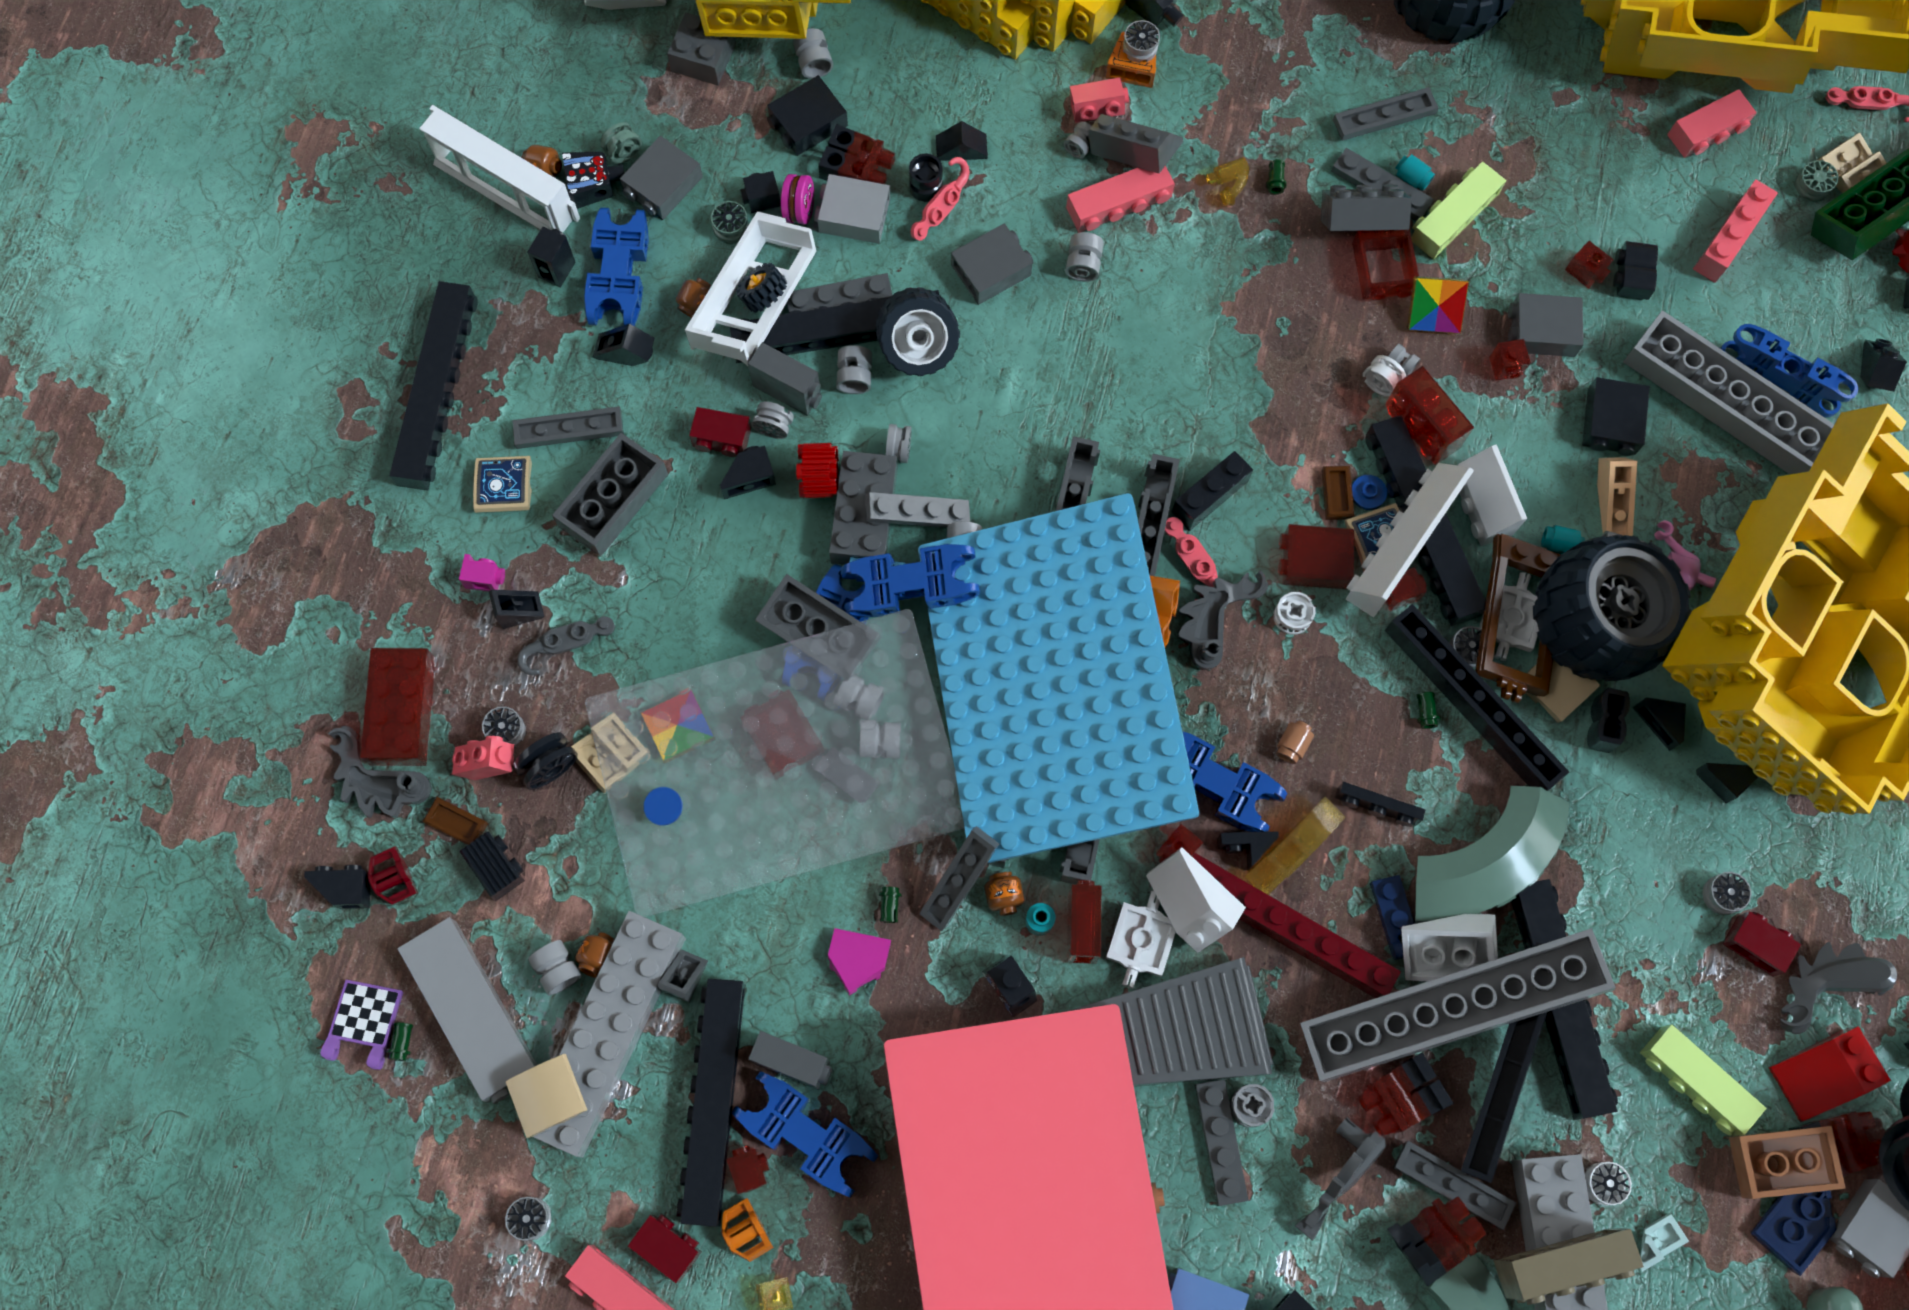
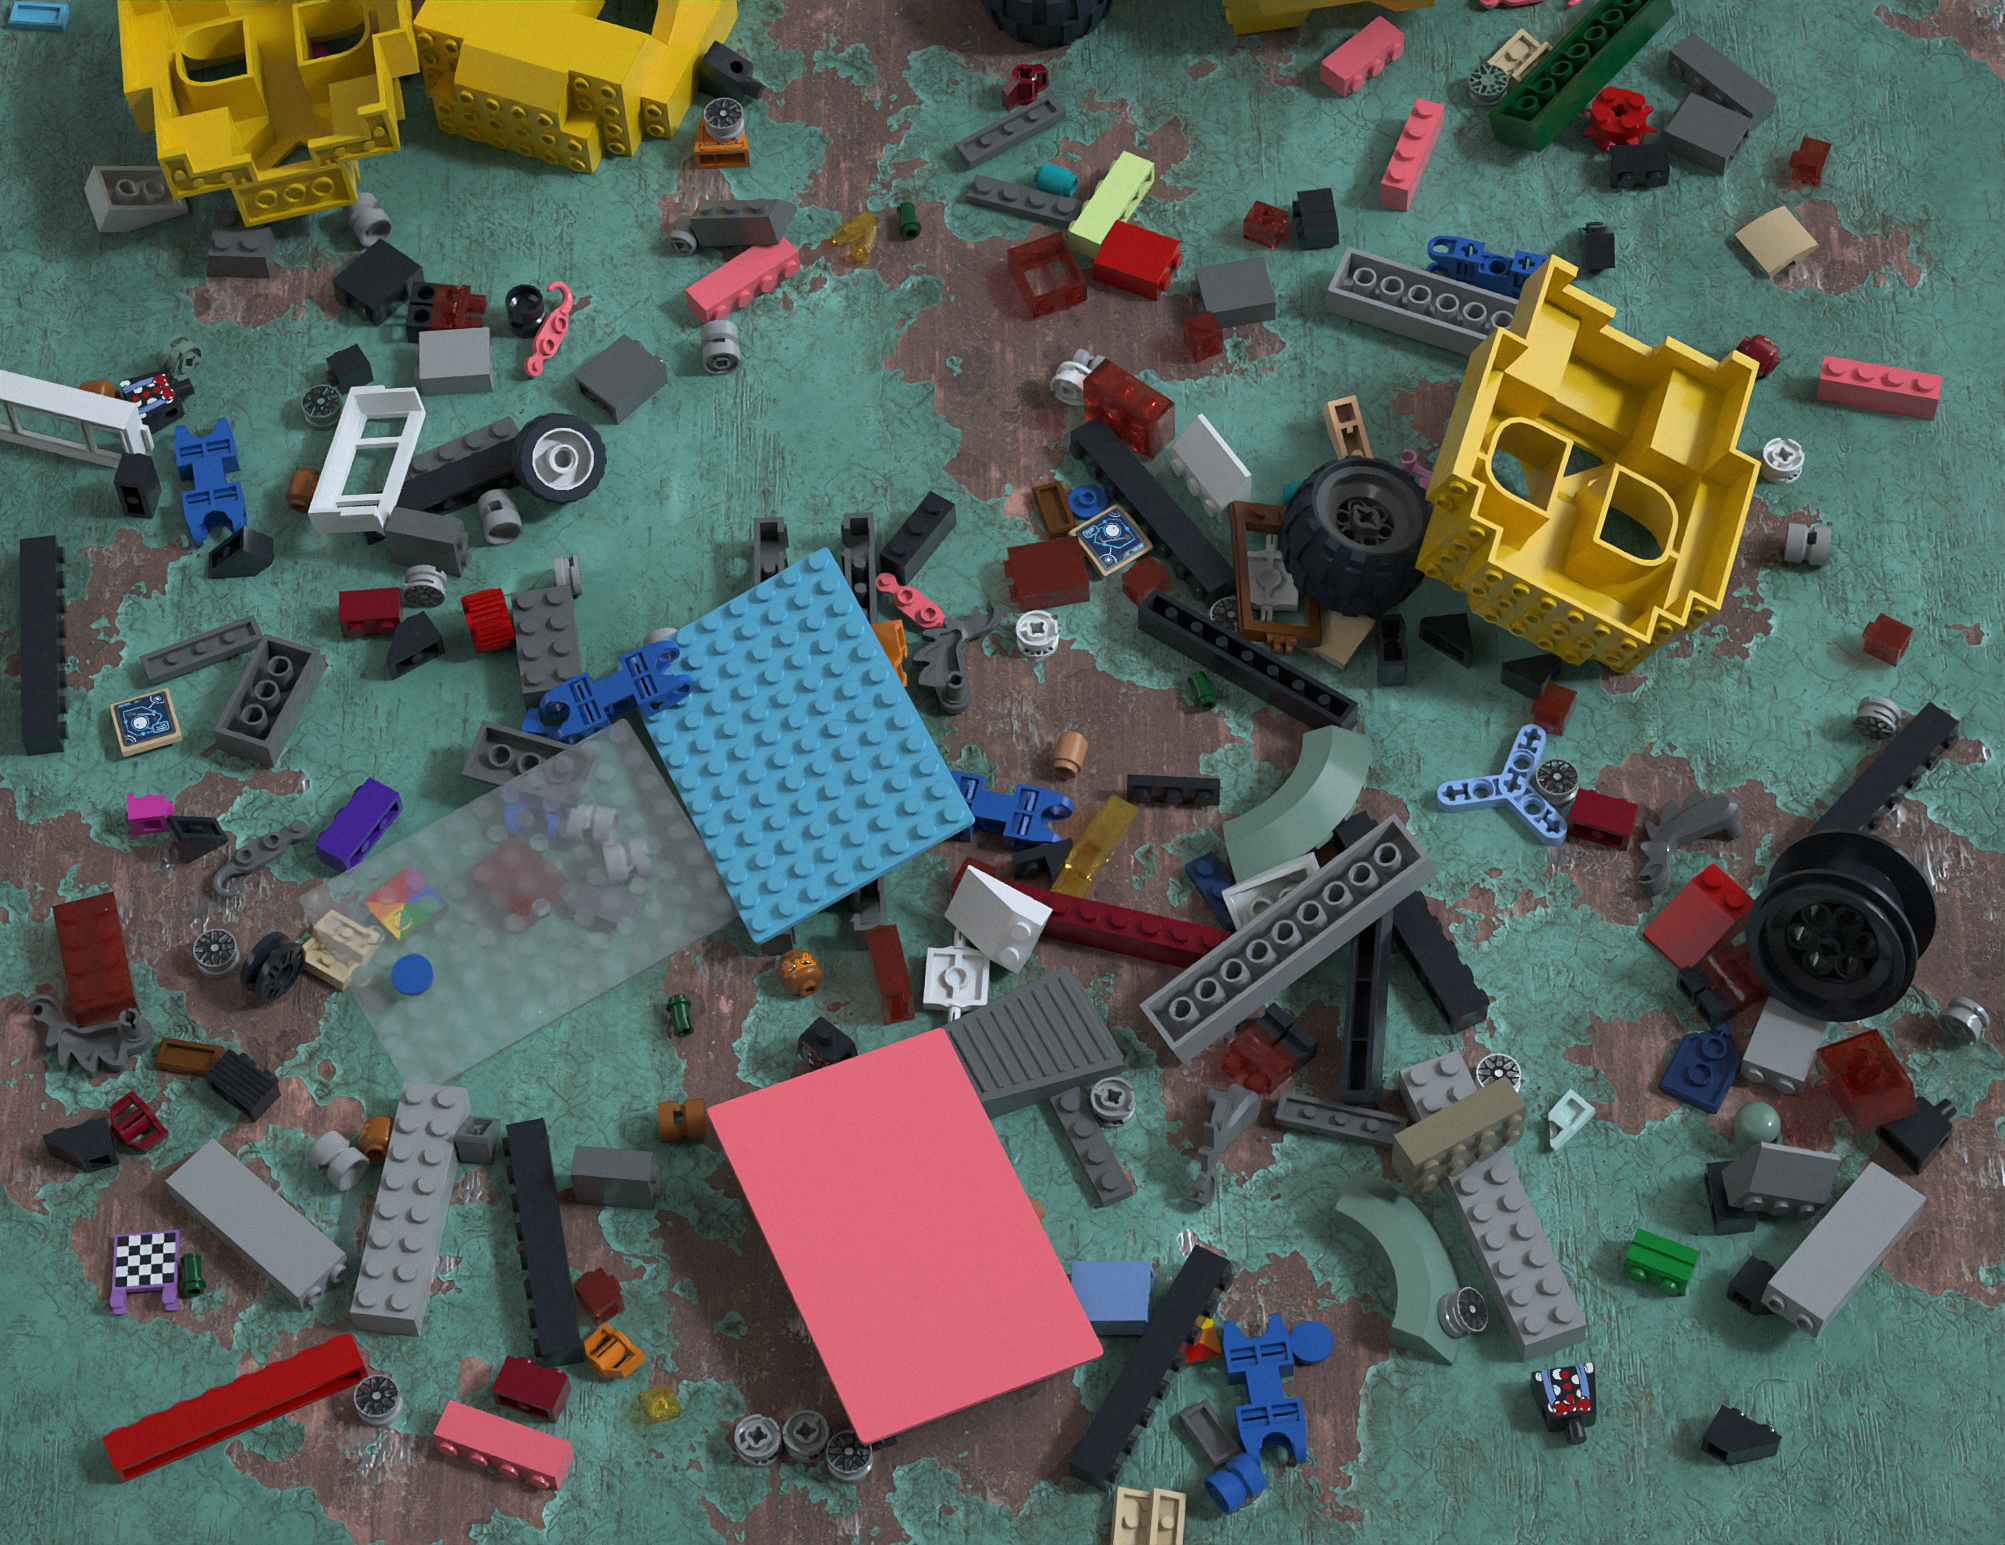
camera: 10 degrees left, 15 degrees down
(401, 1189) = (234, 1407): none -> red brick
(483, 758) = (205, 982): coral brick -> none
(546, 1095) = (366, 1264): tan slope -> none
(656, 637) = (358, 826): none -> dark purple brick
(661, 178) = (234, 382): dark grey brick -> none
(761, 287) = (377, 458): black wheel -> none
(797, 199) = (391, 363): dark pink head -> none
(804, 1134) = (671, 1255): blue piece -> none
(857, 958) = (660, 1072): dark pink slope -> none
(875, 1017) = (693, 1116): none -> dark orange wheel
(915, 510) = (602, 631): plate -> none
(959, 878) = (746, 960): dark grey plate -> none
(961, 141) = (556, 265): black slope -> none
(1040, 928) = (843, 984): teal brick -> none
(1098, 98) = (689, 188): coral brick -> none
(1365, 208) = (1009, 224): dark grey brick -> none
(1408, 74) = (1023, 86): none -> dark red piece
(1408, 536) = (1132, 525): white slope -> none
(1436, 1240) = (1331, 1164): clear red hips -> none
(1437, 304) = (1112, 301): tile -> none
(1471, 260) = (1137, 260): none -> red brick
(1616, 416) = (1329, 363): black brick -> none
(1684, 900) = (1519, 798): none -> light blue piece
(1703, 1081) = (1572, 959): yellowish green brick -> none
(1741, 818) = (1554, 708): none -> clear red brick
(1786, 1162) = (1669, 1005): nougat slope -> none

